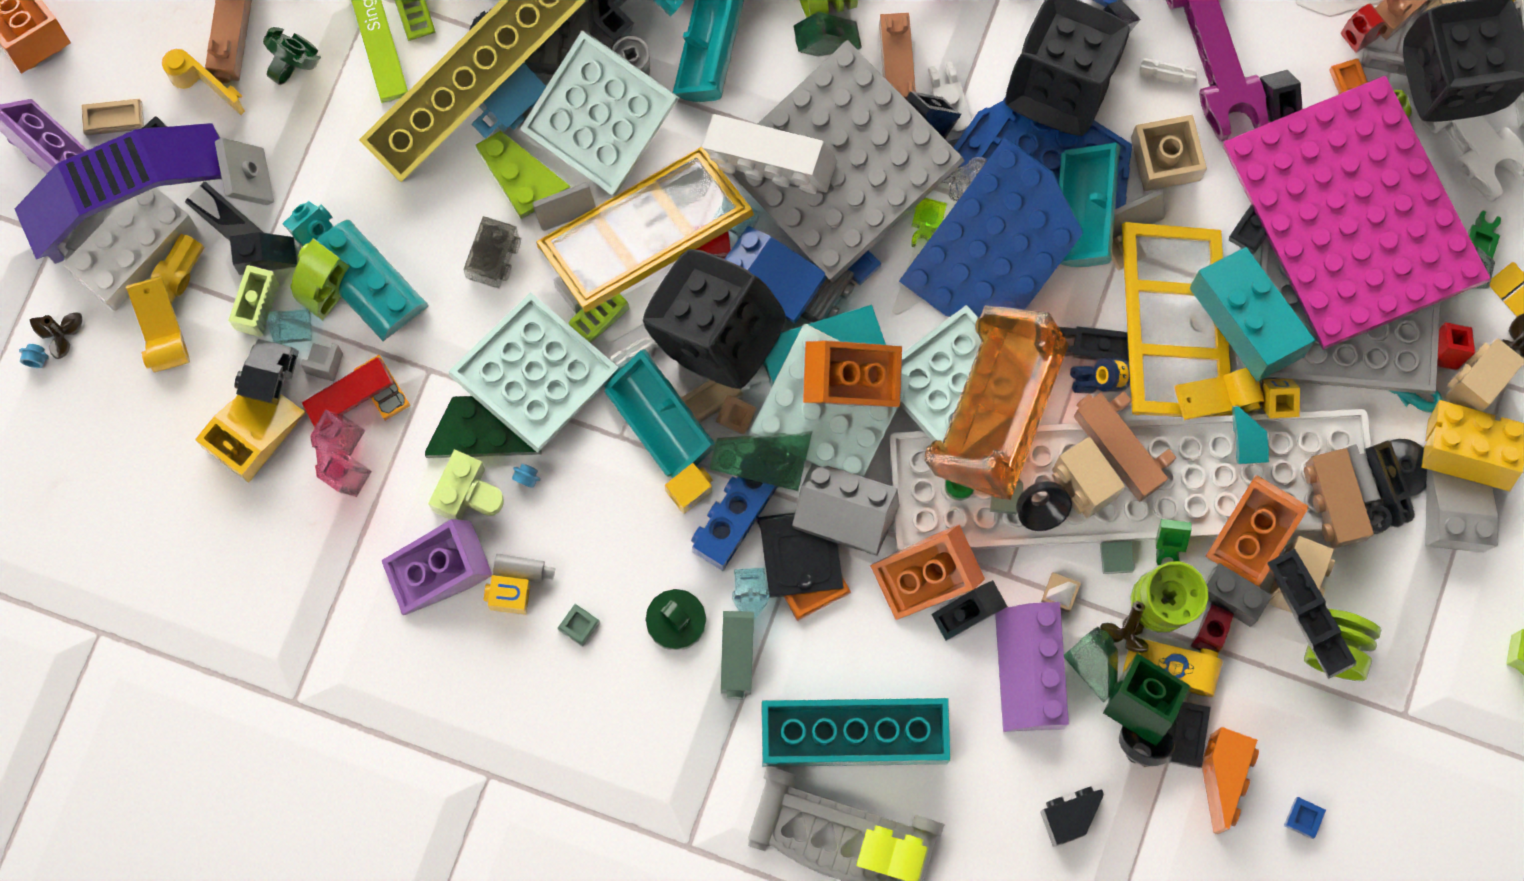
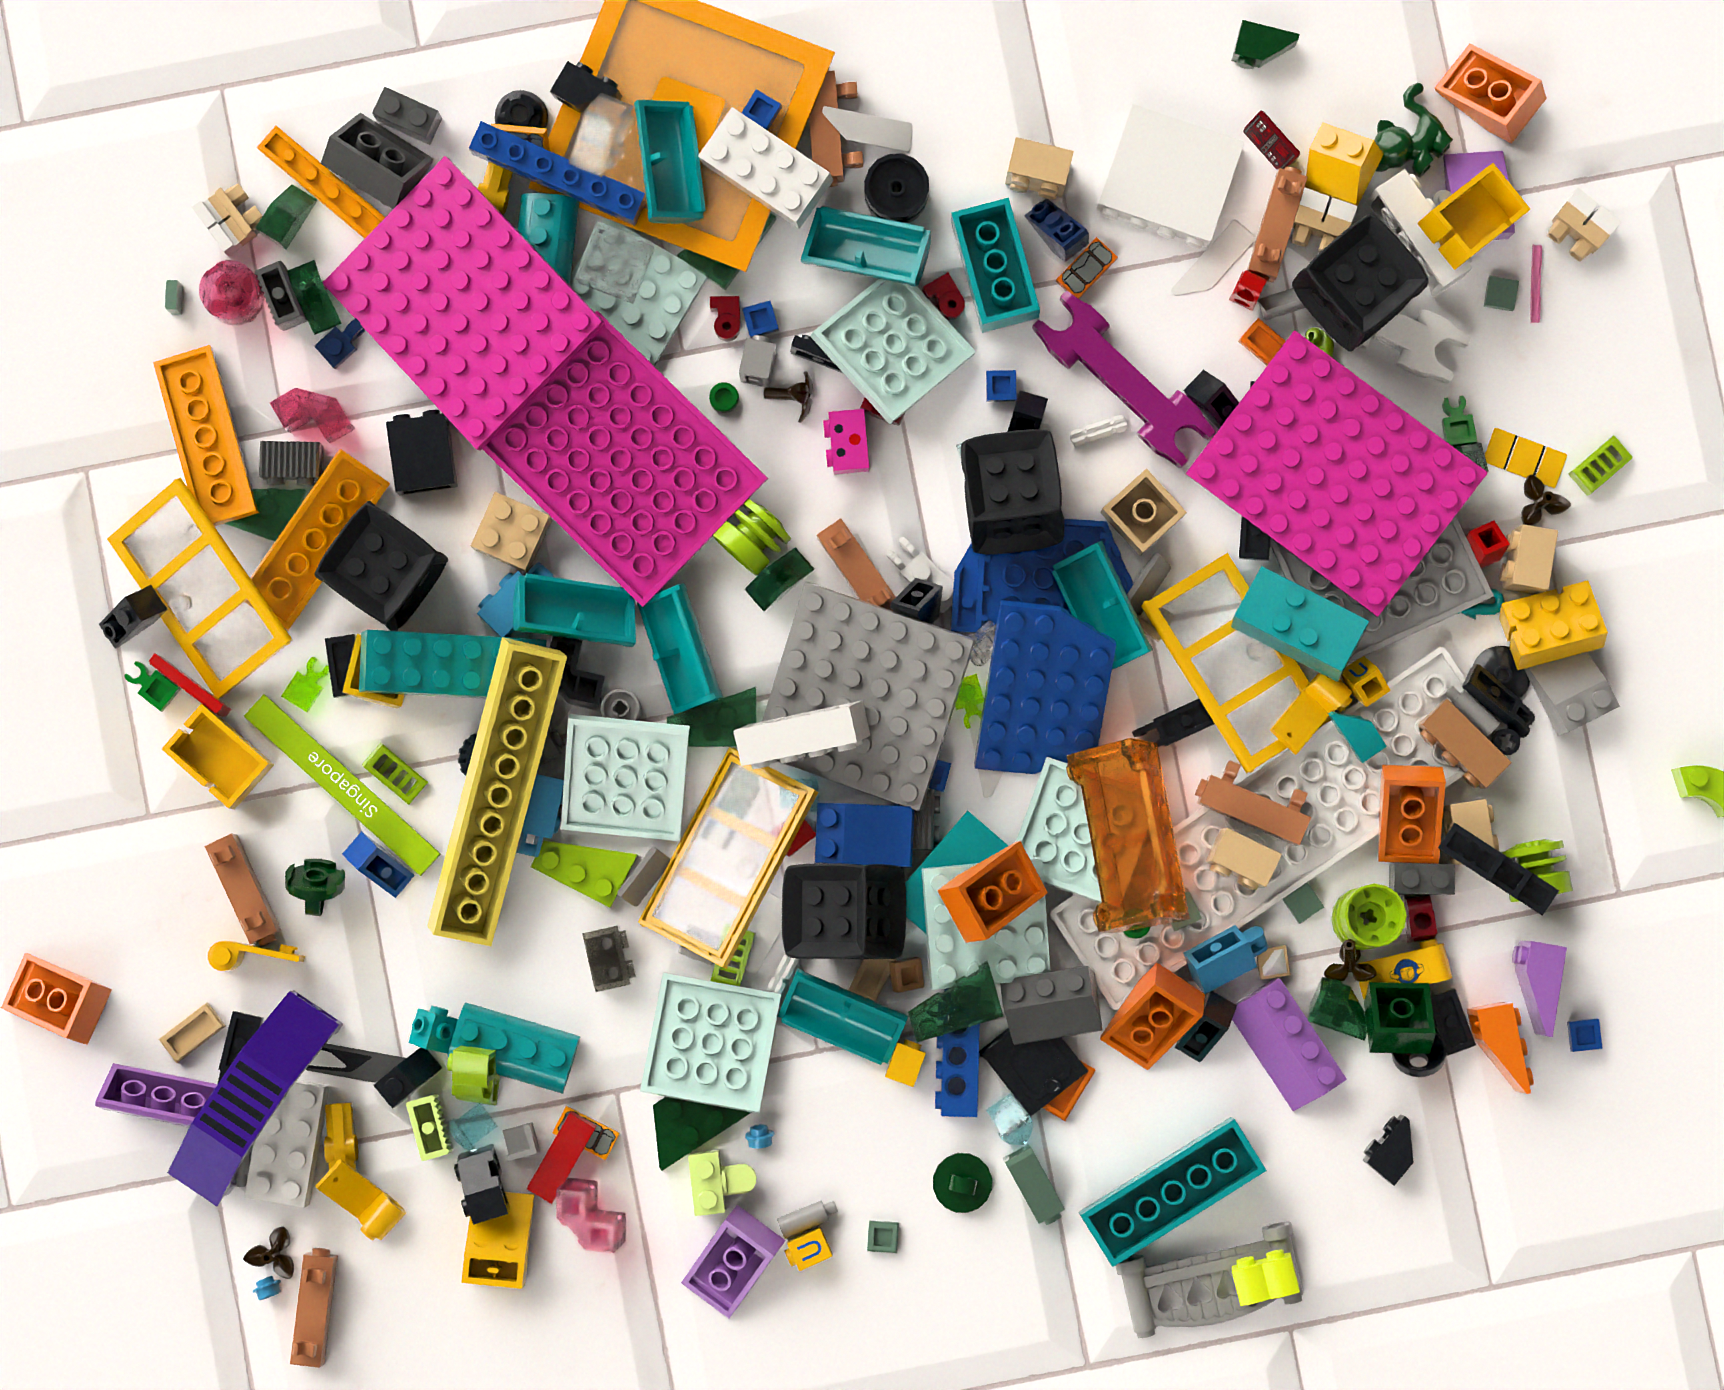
camera: 30 degrees left, 10 degrees up
(60, 394) = (314, 1308): none -> nougat brick
(244, 171) = (346, 1017): light grey plate -> none
(351, 70) = (378, 864): none -> blue slope
(693, 115) = (715, 722): none -> clear green wing
(1021, 558) = (1225, 956): none -> dark azure brick
(1045, 513) = (1218, 903): black piece -> none
(1106, 376) = (1203, 749): dark blue piece -> none
(1171, 539) = (1342, 864): green plate -> none
(1292, 737) = (1540, 978): none -> medium lavender slope

